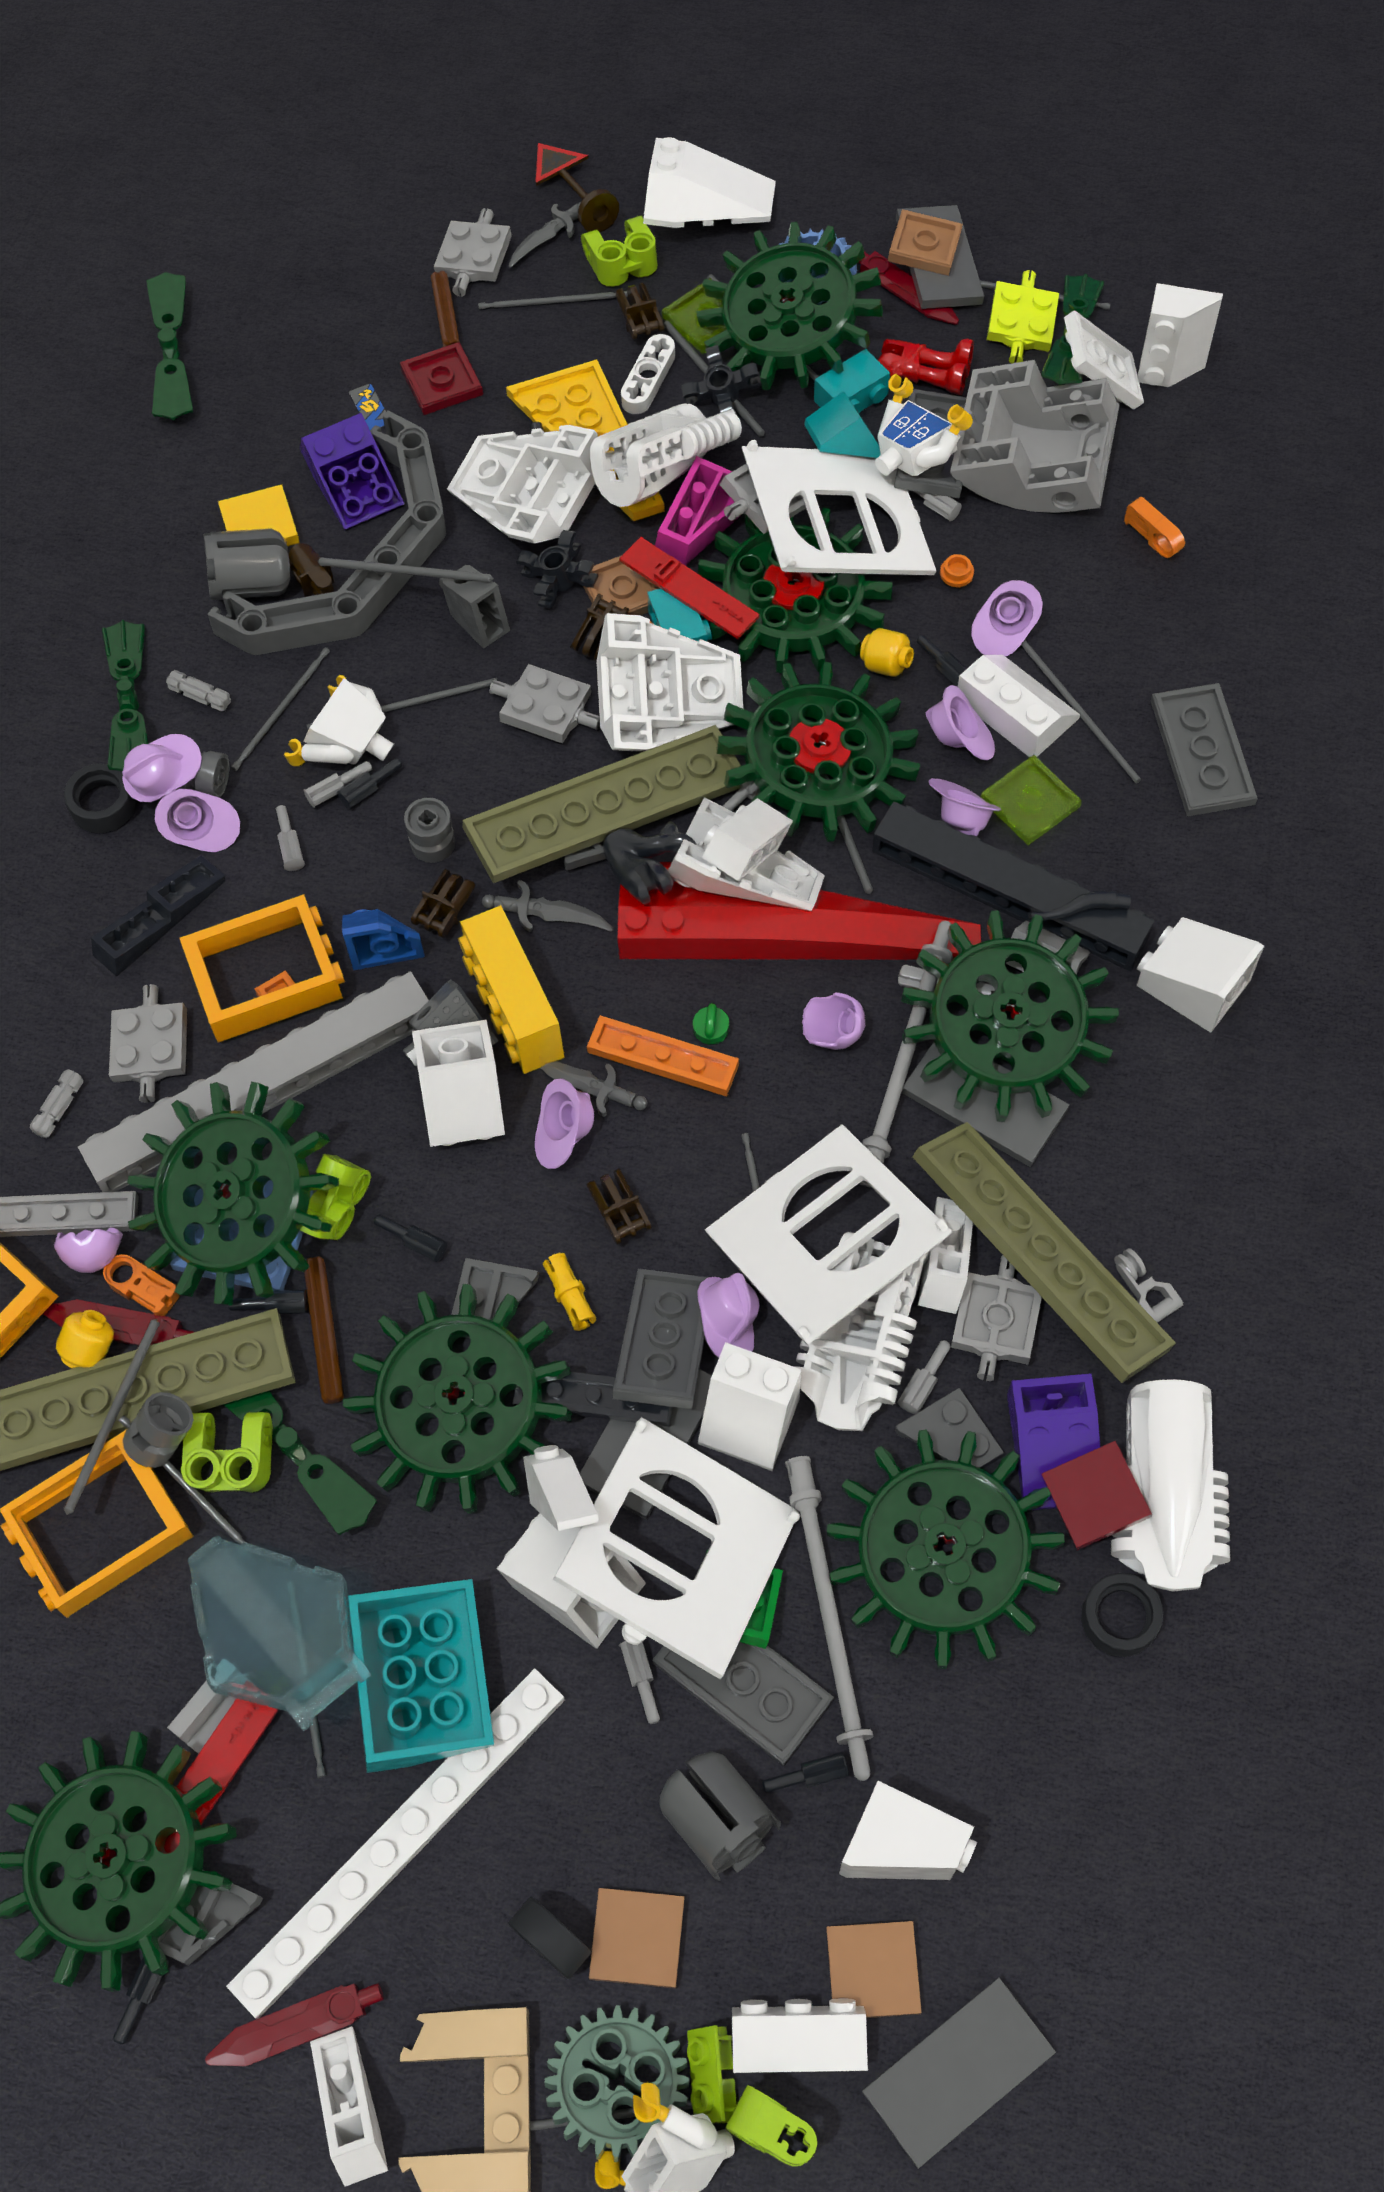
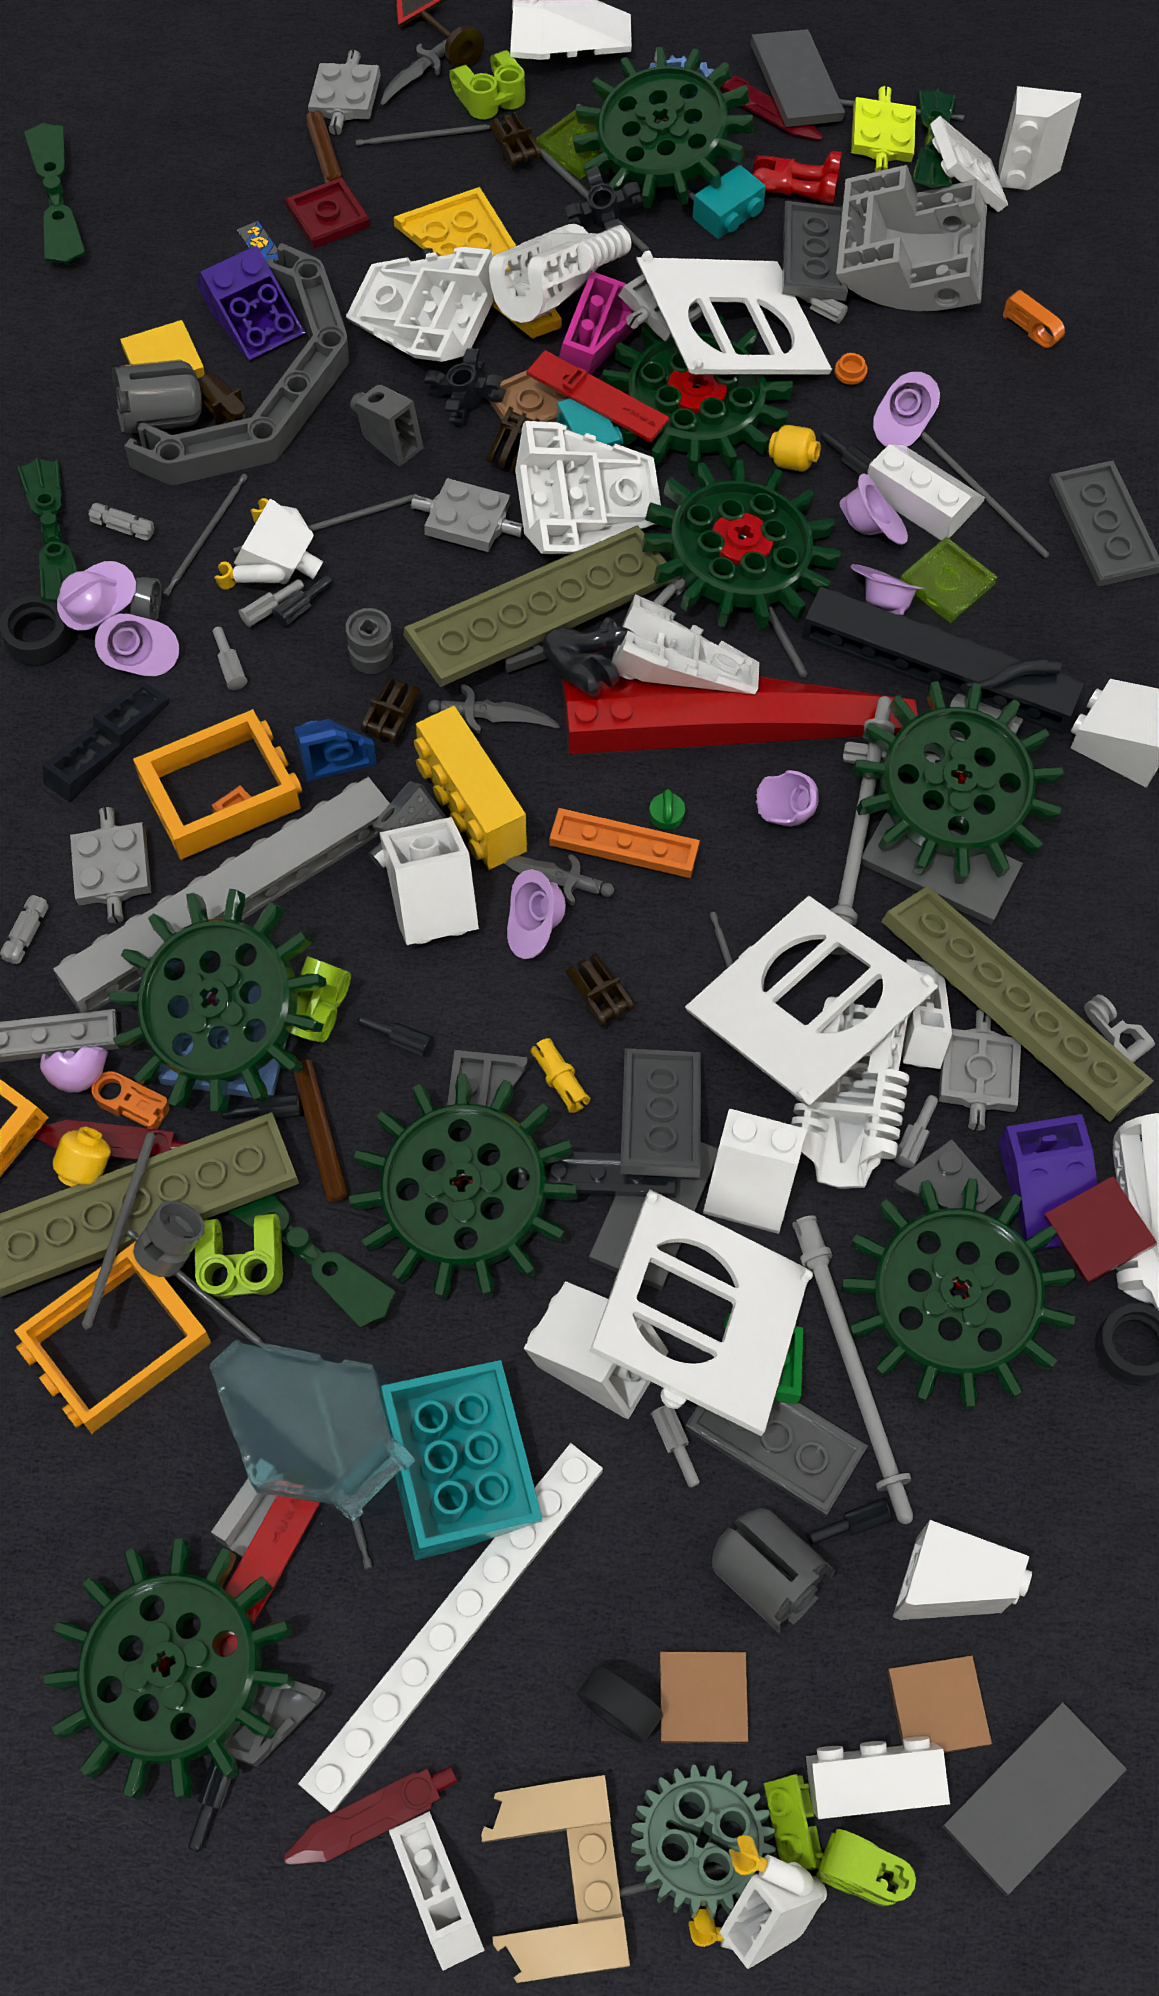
camera: 10 degrees left, 0 degrees up
(403, 569) = (325, 392): dark grey axle -> none
(558, 1488) = (580, 1264): white slope -> none
(648, 386) = (531, 210): white beam -> none
(728, 1312) = (719, 1082): lavender piece -> none
(746, 838) = (685, 627): white brick -> none
(841, 429) = (727, 240): teal slope -> none
(914, 436) = (800, 243): torso -> none
(925, 242) = (783, 64): medium nougat tile -> none

